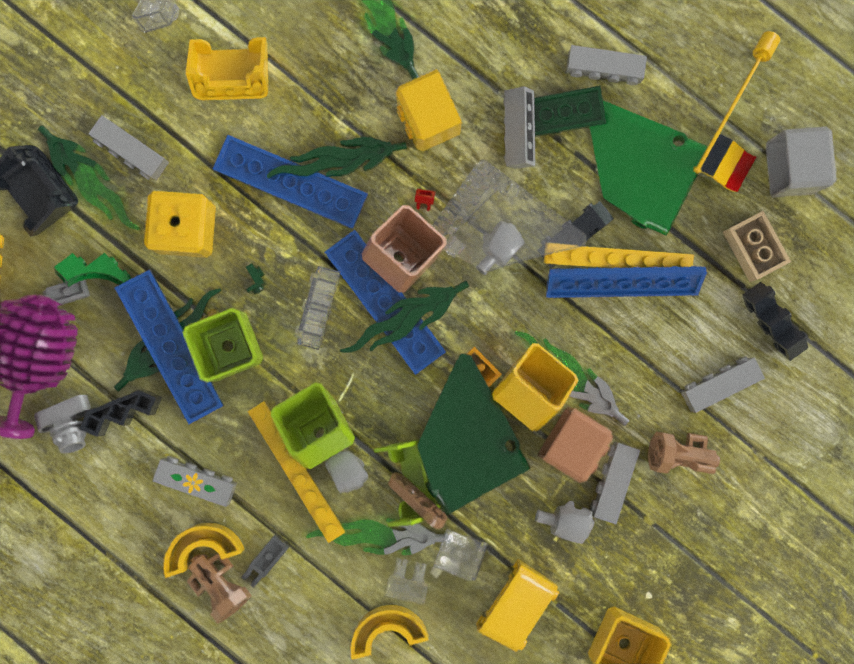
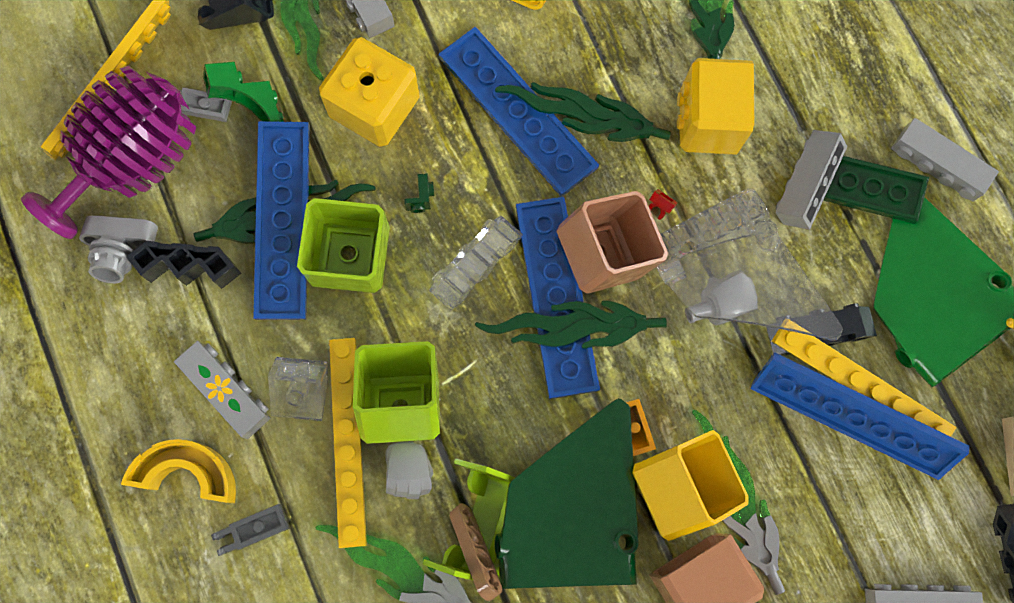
camera: 25 degrees right, 10 degrees down
(224, 596) = (179, 548): medium nougat piece -> none
(244, 454) = (298, 388): none -> clear slope

